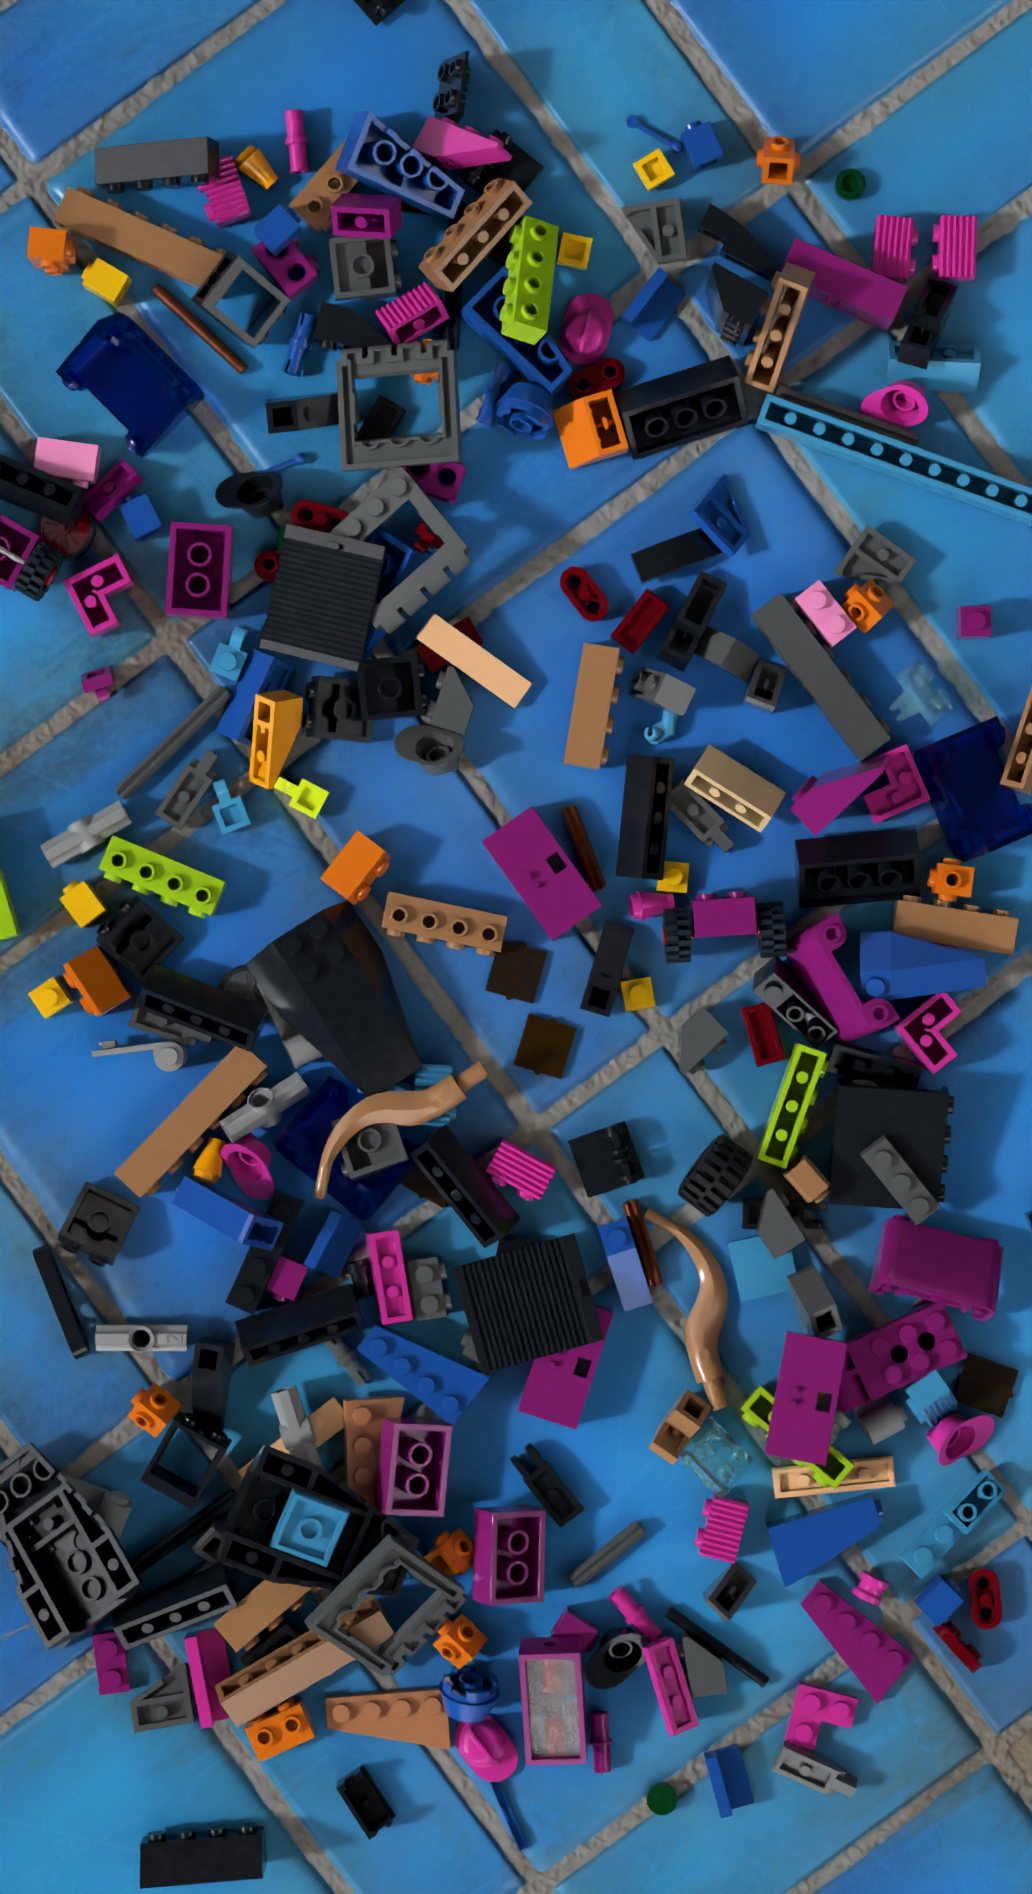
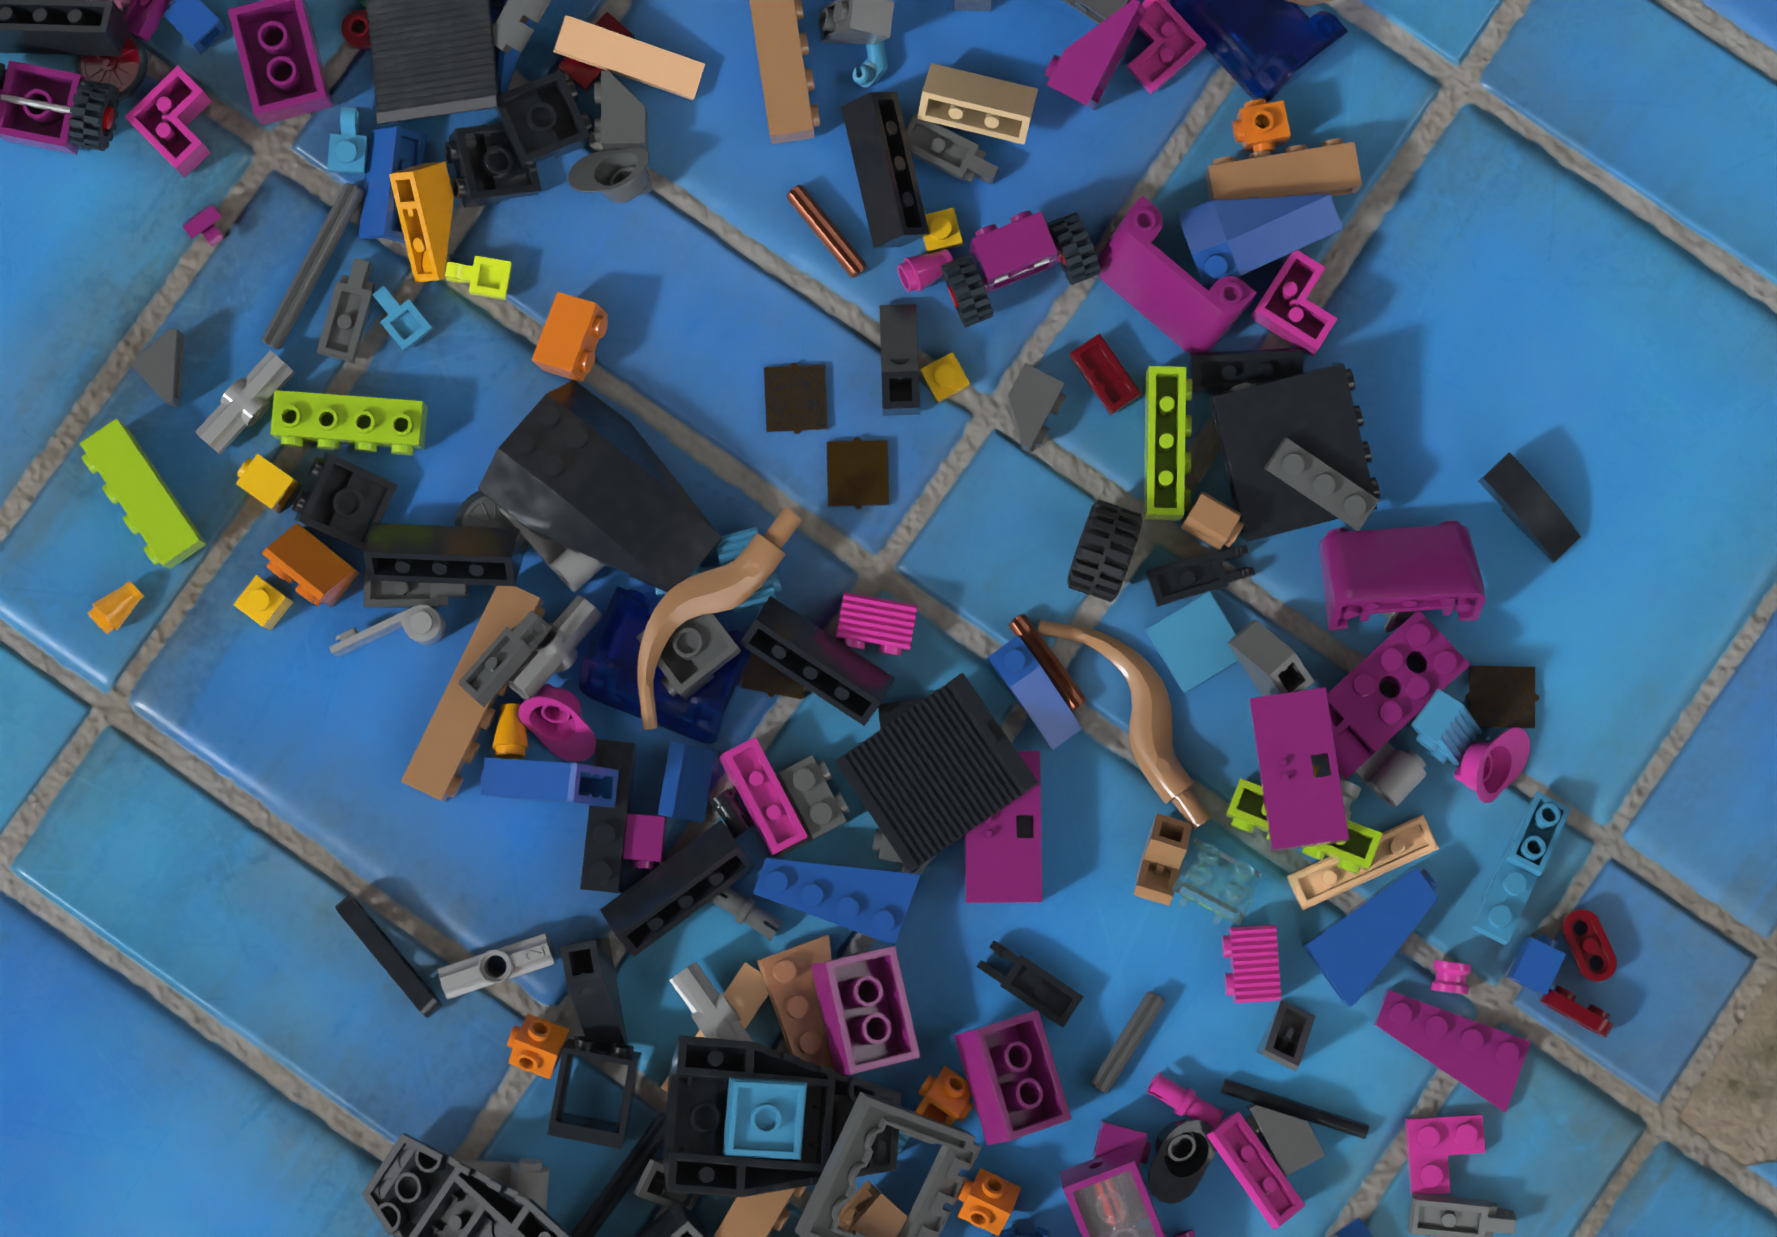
camera: 20 degrees left, 5 degrees down
(30, 786) = (163, 366): none -> dark grey slope
(98, 1225) = (402, 851): black plate -> none
(223, 1106) = (504, 658): none -> dark grey hinge
(444, 922) = (693, 367): medium nougat brick -> none
(541, 873) = (787, 273): magenta brick -> none
(606, 1159) = (972, 579): black hinge -> none
(776, 1226) = (1195, 585): dark grey slope -> none
(793, 1002) = (1128, 324): black slope -> none
(857, 868) = (1149, 150): black slope -> none

